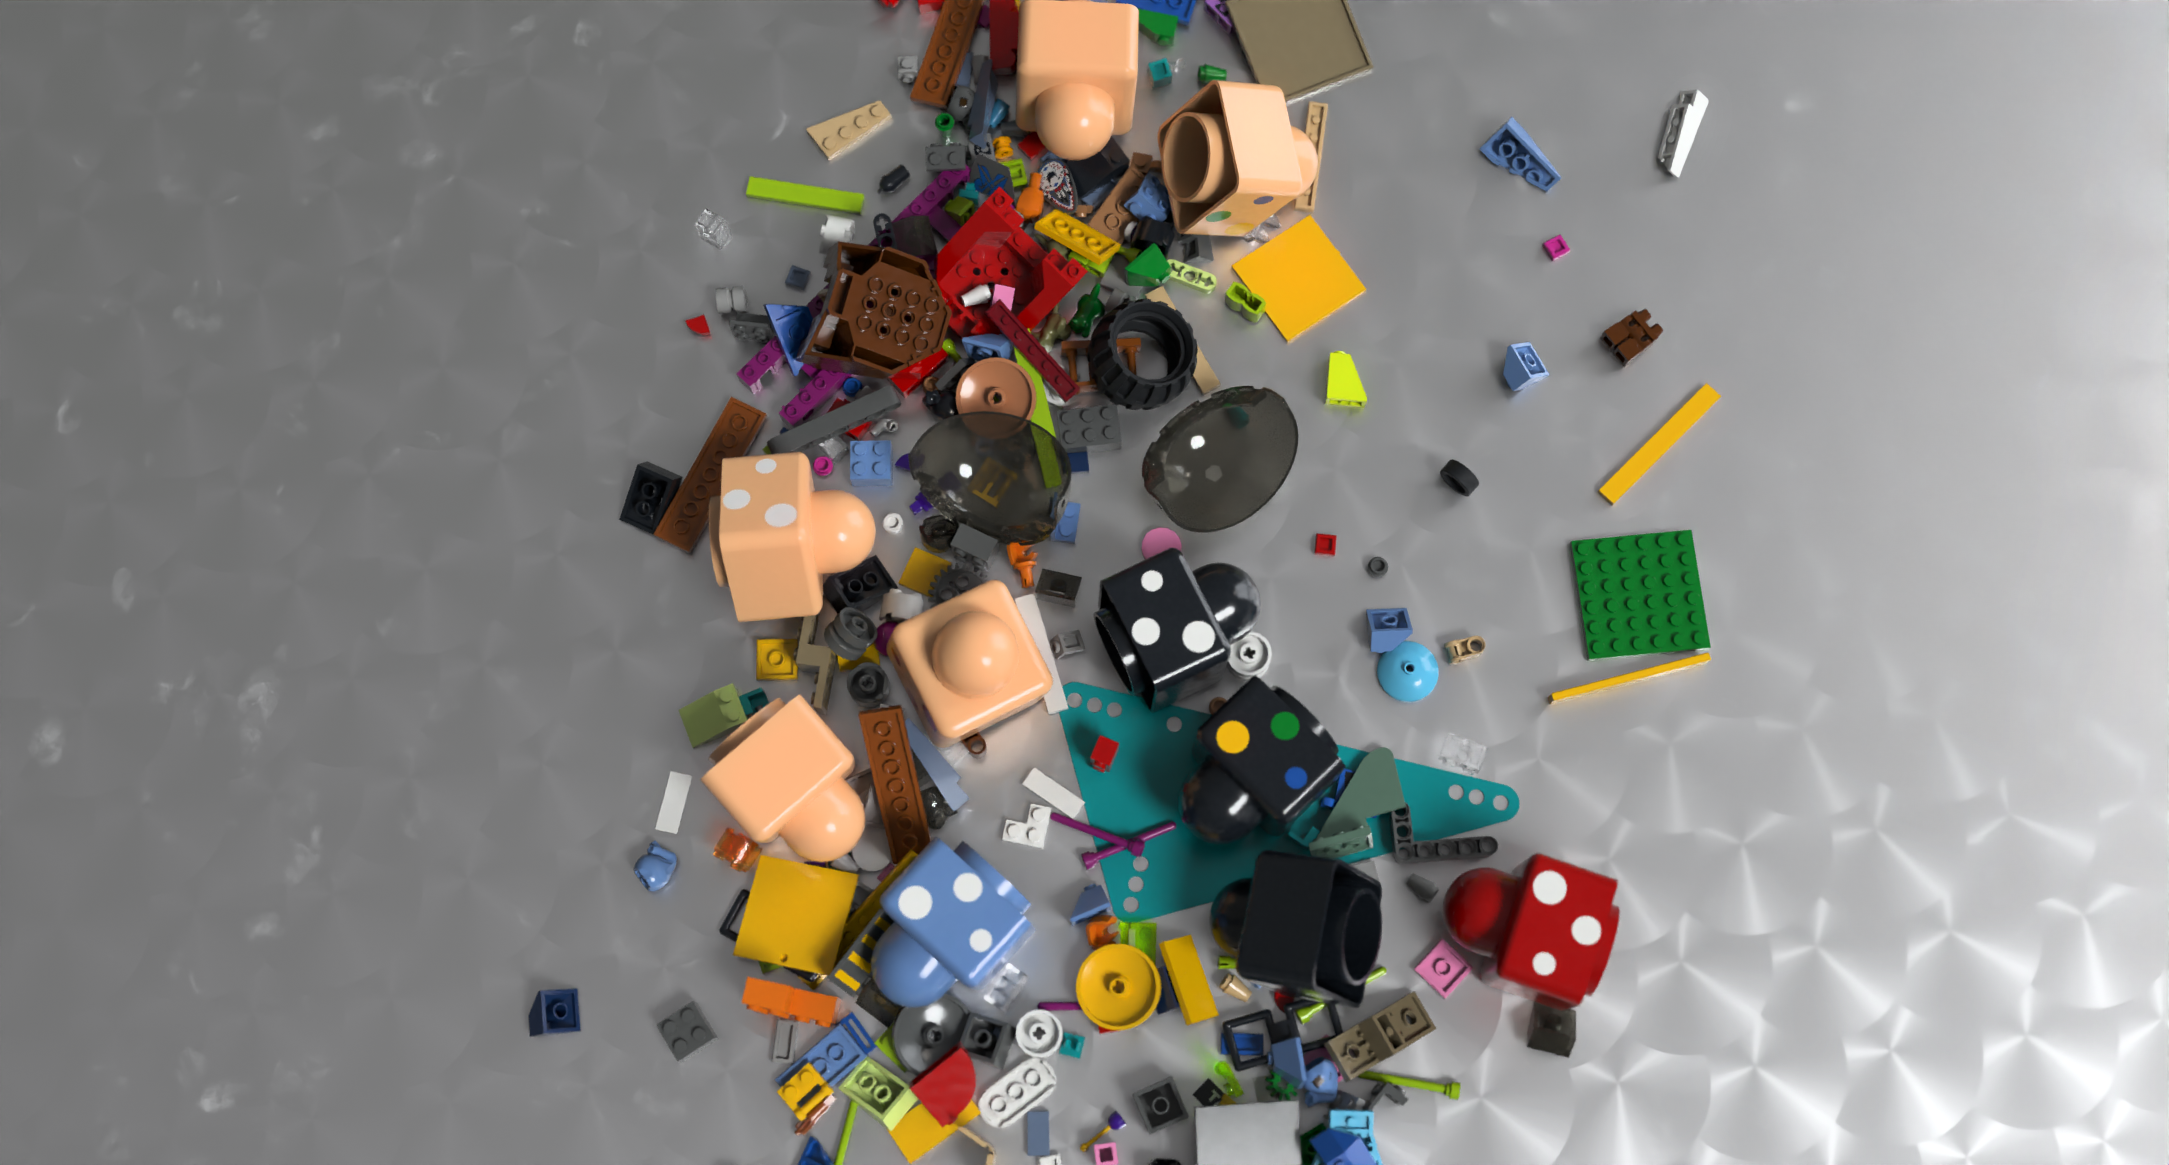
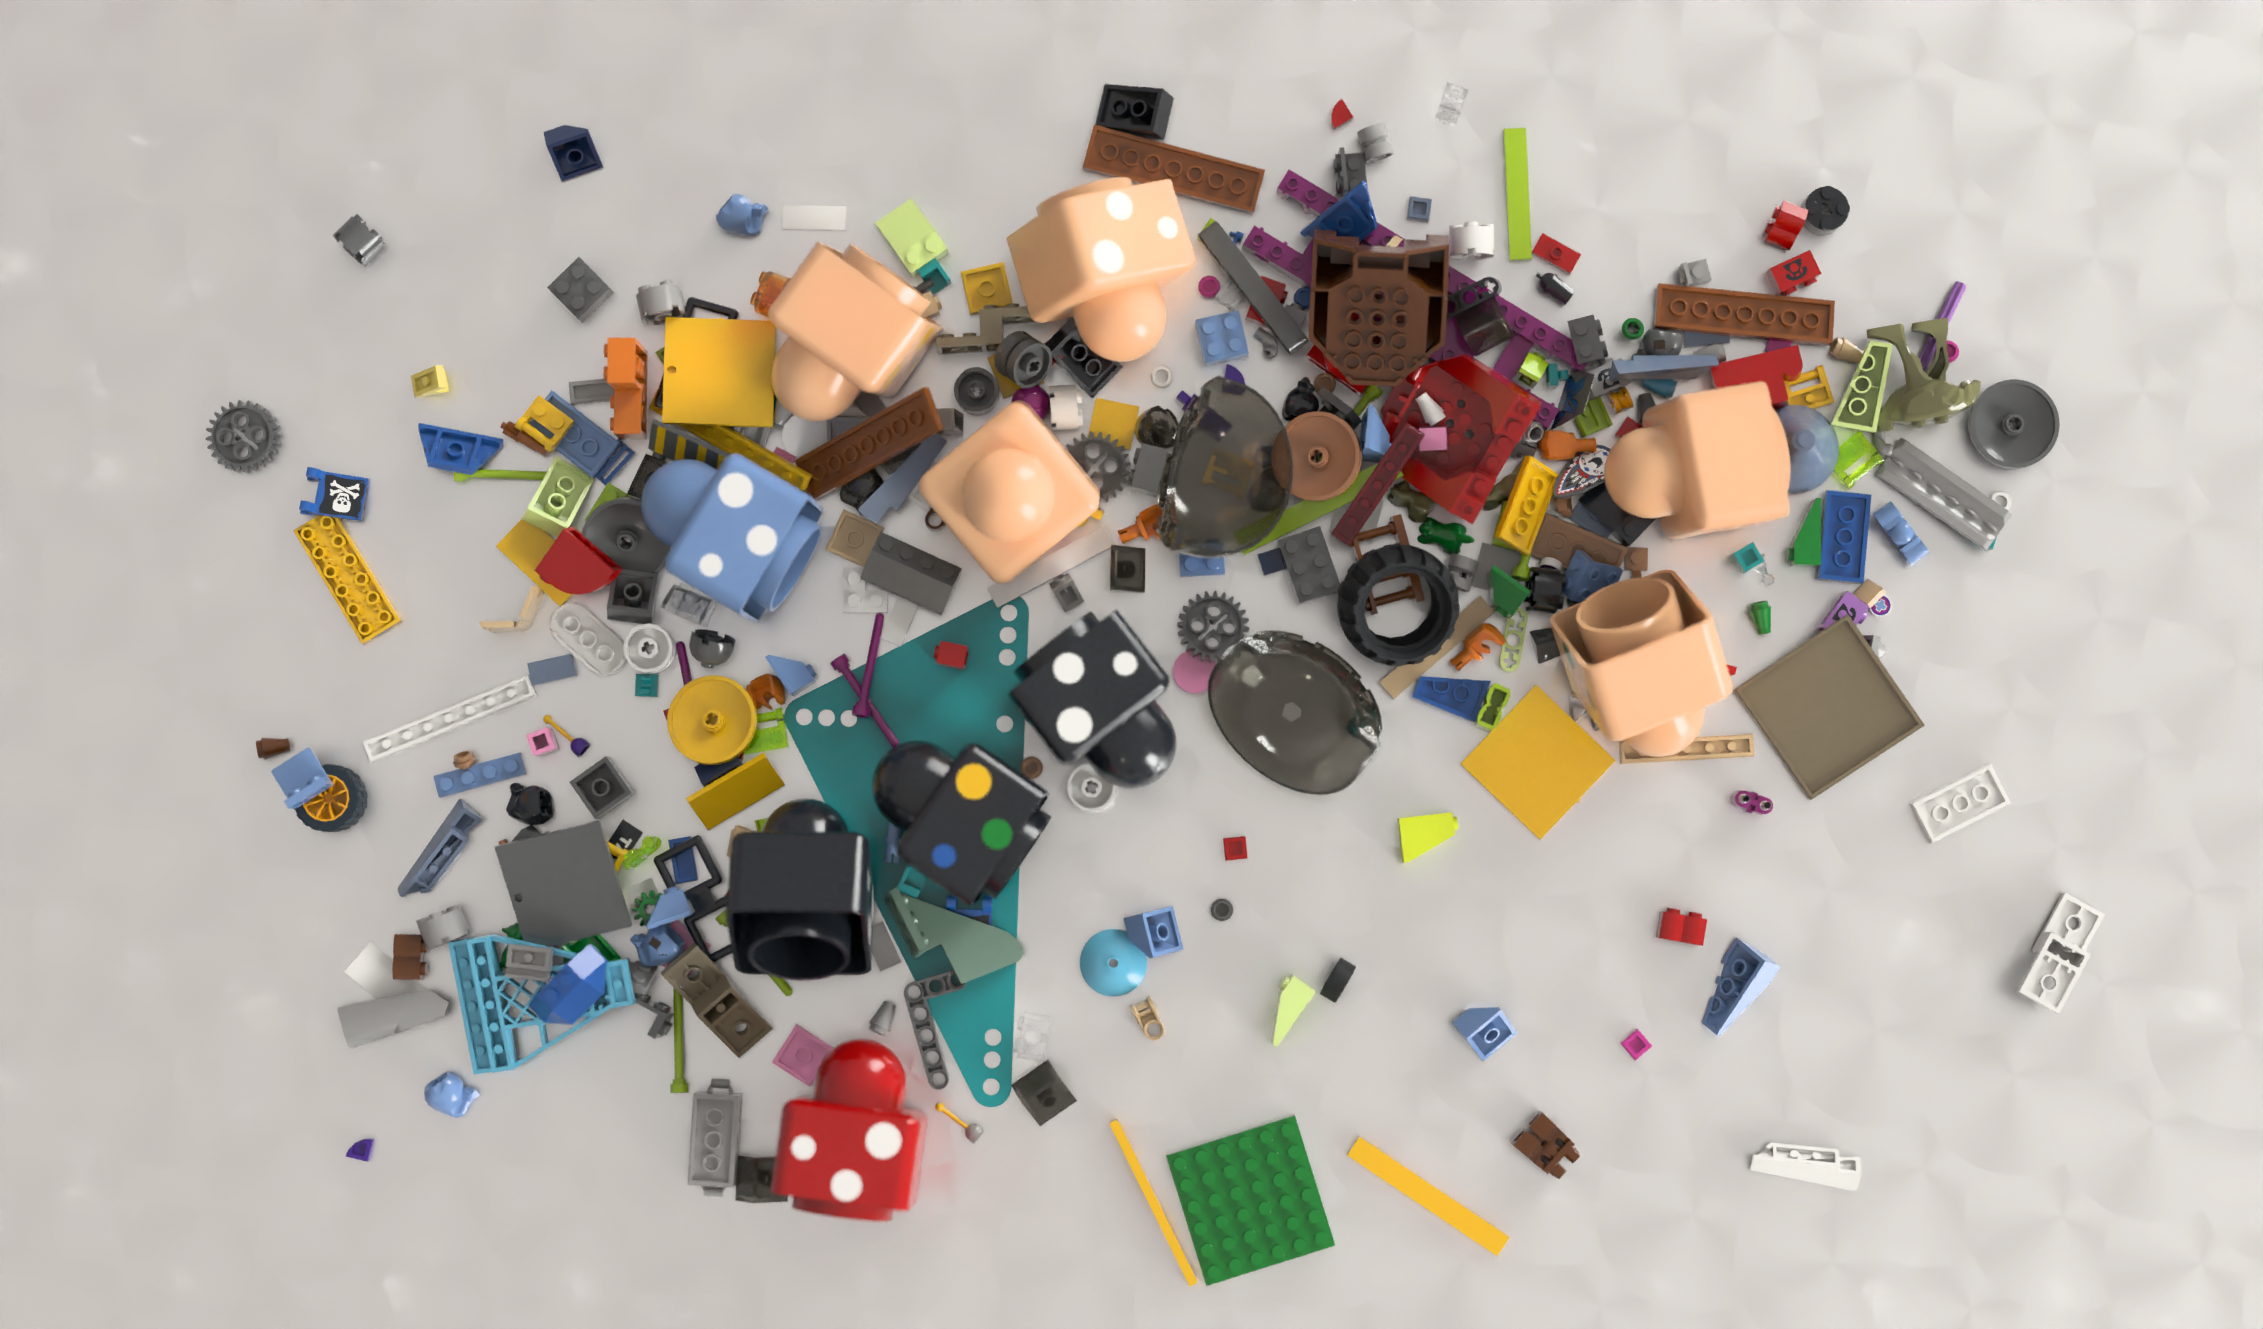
camera: 75 degrees right, 10 degrees up
(717, 957) = (659, 302): none -> light grey brick
(844, 130) = (1604, 219): tan wing -> none
(864, 174) = (1556, 253): none -> red plate
(977, 824) = (853, 538): none -> tan tile
(1021, 777) = (911, 573): none -> dark grey slope
(1051, 975) = (710, 648): none -> dark grey cylinder
(1141, 514) = (1199, 612): none -> dark grey gear
(1188, 307) = (1474, 647): none -> orange piece
(1227, 334) = (1454, 696): none -> blue wing
(1260, 843) = (893, 839): none -> light blue pin
(1367, 112) = (1751, 802): none -> magenta piece
(1463, 190) = (1681, 927): none -> red brick
(1473, 521) = (1290, 1003): none -> yellowish green slope
(1508, 1064) = (715, 1138): none -> light grey container
(1514, 755) = (1043, 1093): none -> clear smoke slope
(1539, 826) = (972, 1131): none -> hinge

